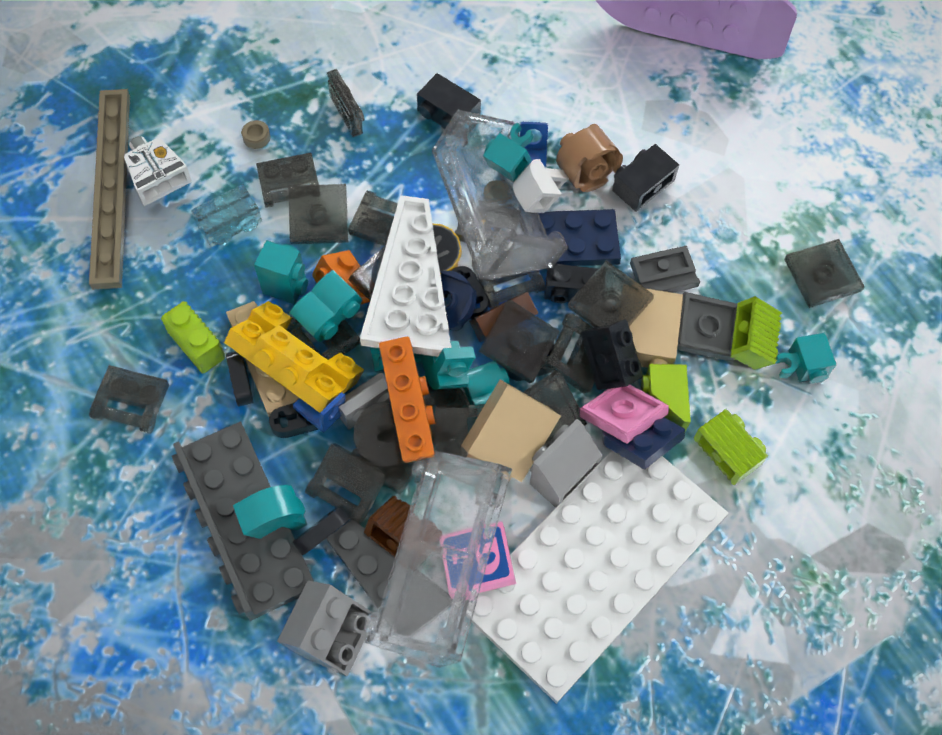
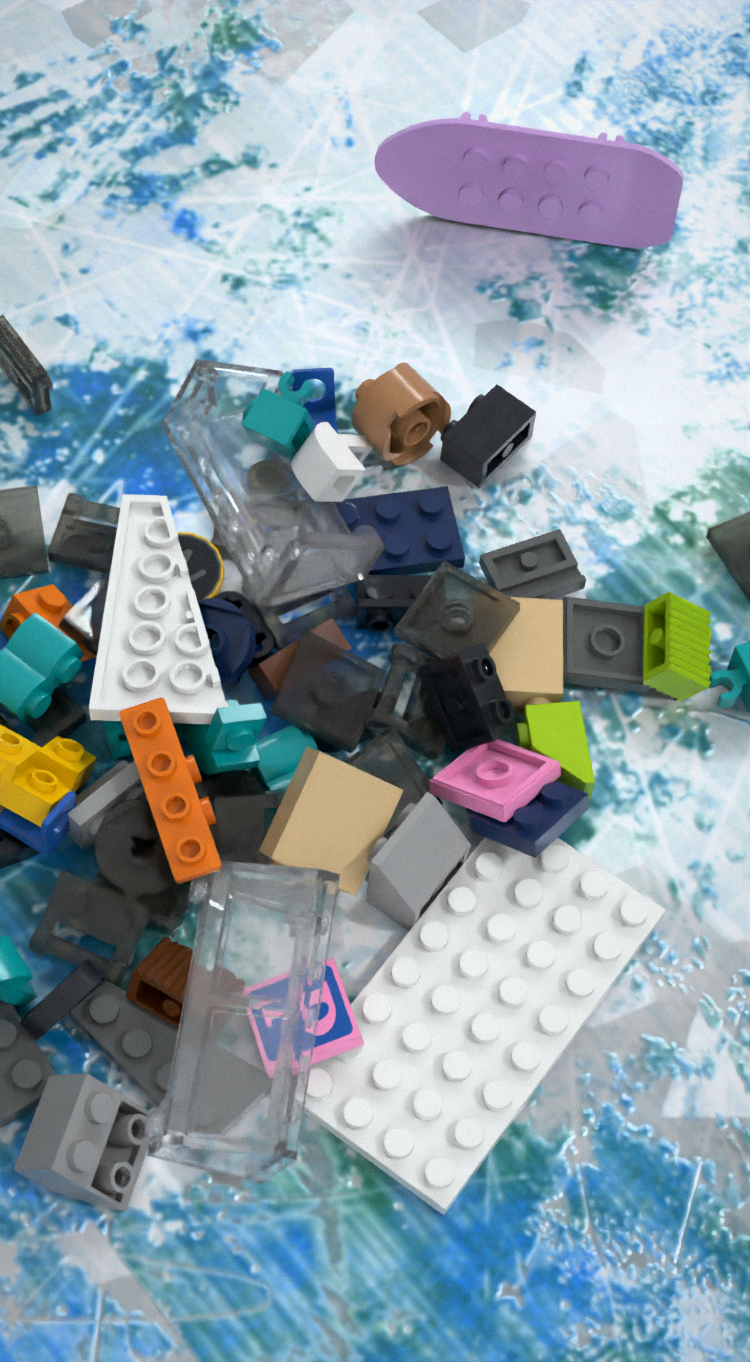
camera: 10 degrees left, 5 degrees down
(442, 99) = (168, 348): black brick -> none
(731, 446) = (658, 813): lime brick -> none

